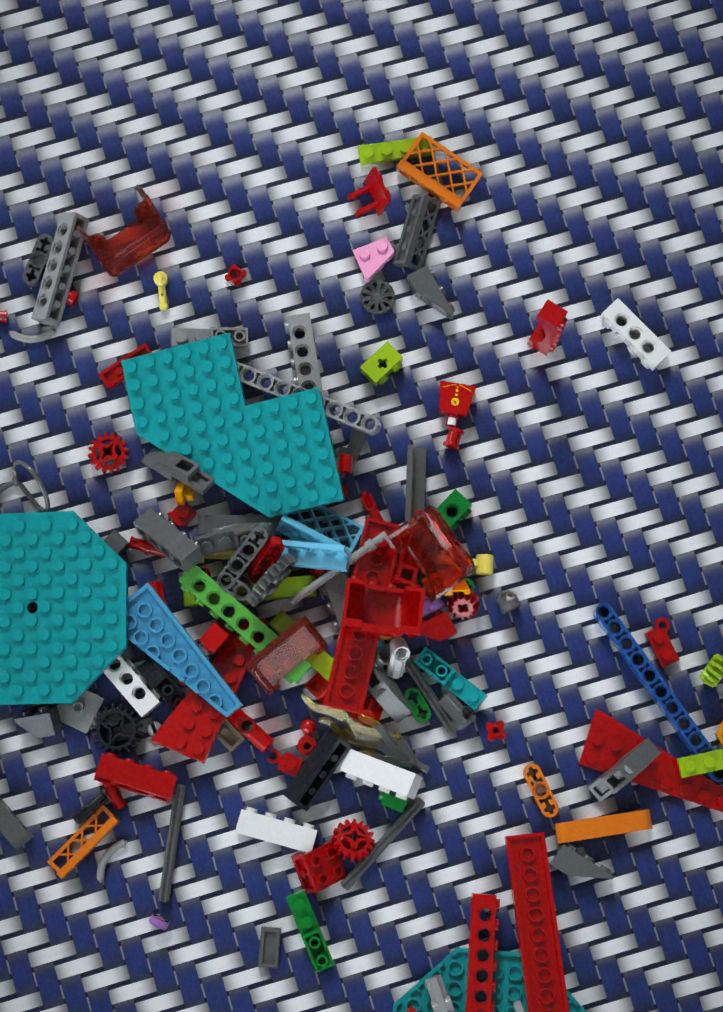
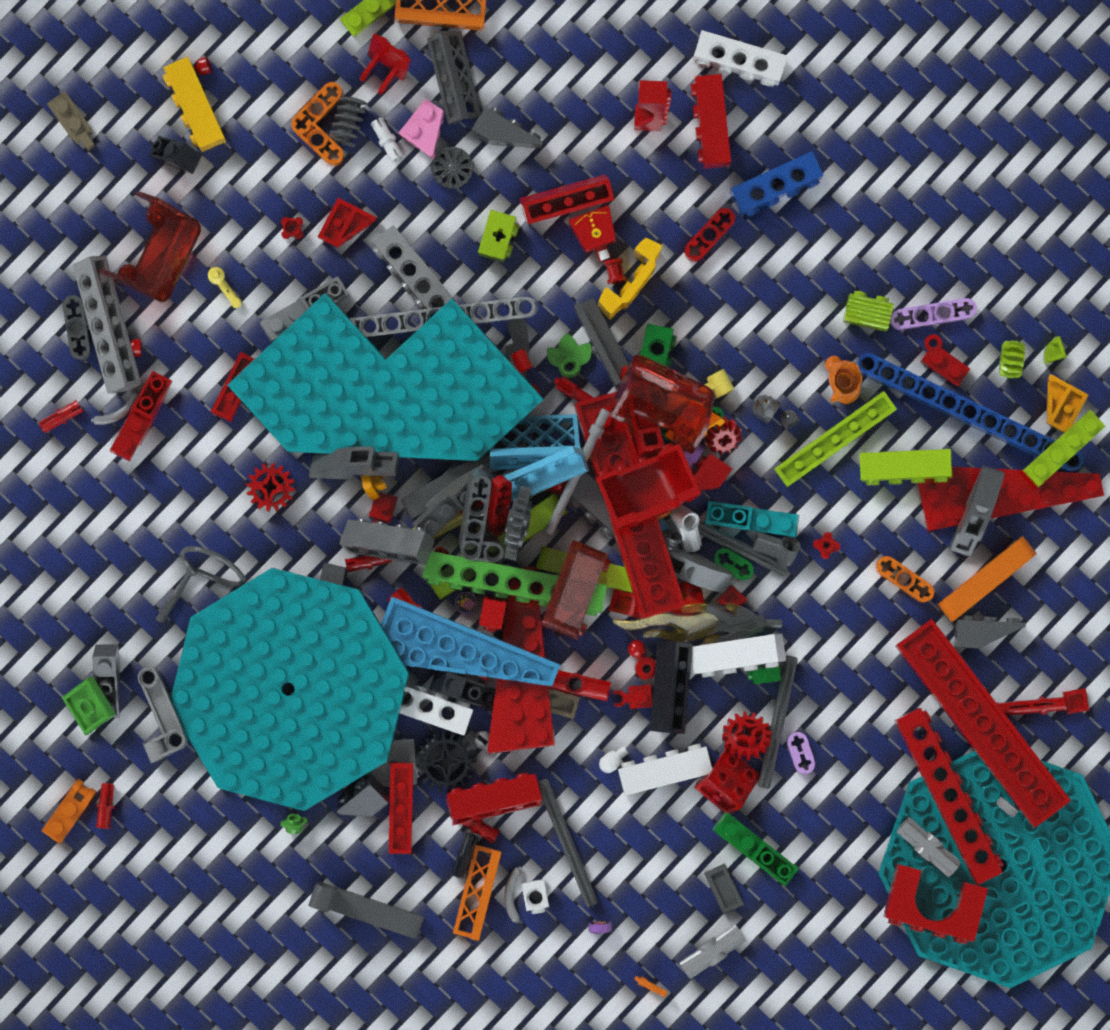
camera: 35 degrees left, 5 degrees up
(46, 349) = (141, 416): none -> red slope
(63, 744) = (400, 807): none -> red plate
(123, 112) = (71, 120): none -> dark tan hinge
(132, 865) = (537, 885): none -> white brick
(172, 991) = (651, 986): none -> orange piece
(182, 176) = (175, 154): none -> black slope
(202, 619) = (466, 603): none -> tile
(216, 149) = (194, 104): none -> yellow brick
(232, 990) = (712, 951): none -> light grey piece
(239, 125) = (202, 66): none -> red hinge
(241, 800) = (612, 760): none -> white cylinder
(275, 293) = (344, 223): none -> red wing
(292, 212) = (312, 128): none -> orange beam
(320, 219) = (346, 120): none -> dark grey piece
(341, 251) = (387, 140): none -> white pin
(384, 478) = (569, 352): none -> bright green plate
(391, 878) = (806, 751): none -> lavender beam
(402, 728) = (731, 596): none -> red tile
(447, 365) = (566, 199): none -> red brick
(485, 438) = (646, 252): none -> yellow plate
(521, 620) = (789, 419): none -> dark grey hinge
(547, 654) = (835, 439): none -> lime plate
(551, 441) = (725, 227): none -> red beam
(579, 614) = (844, 379): none -> orange hair
(584, 944) = (1033, 706): none -> red pin
(588, 368) = (711, 120): none -> red brick
(589, 704) = (906, 465): none -> lime brick
(619, 959) = (1076, 701): none -> red tile
(625, 573) = (868, 311): none -> lime brick
(640, 439) = (804, 164): none -> blue brick
(674, 601) = (932, 311): none -> lavender beam

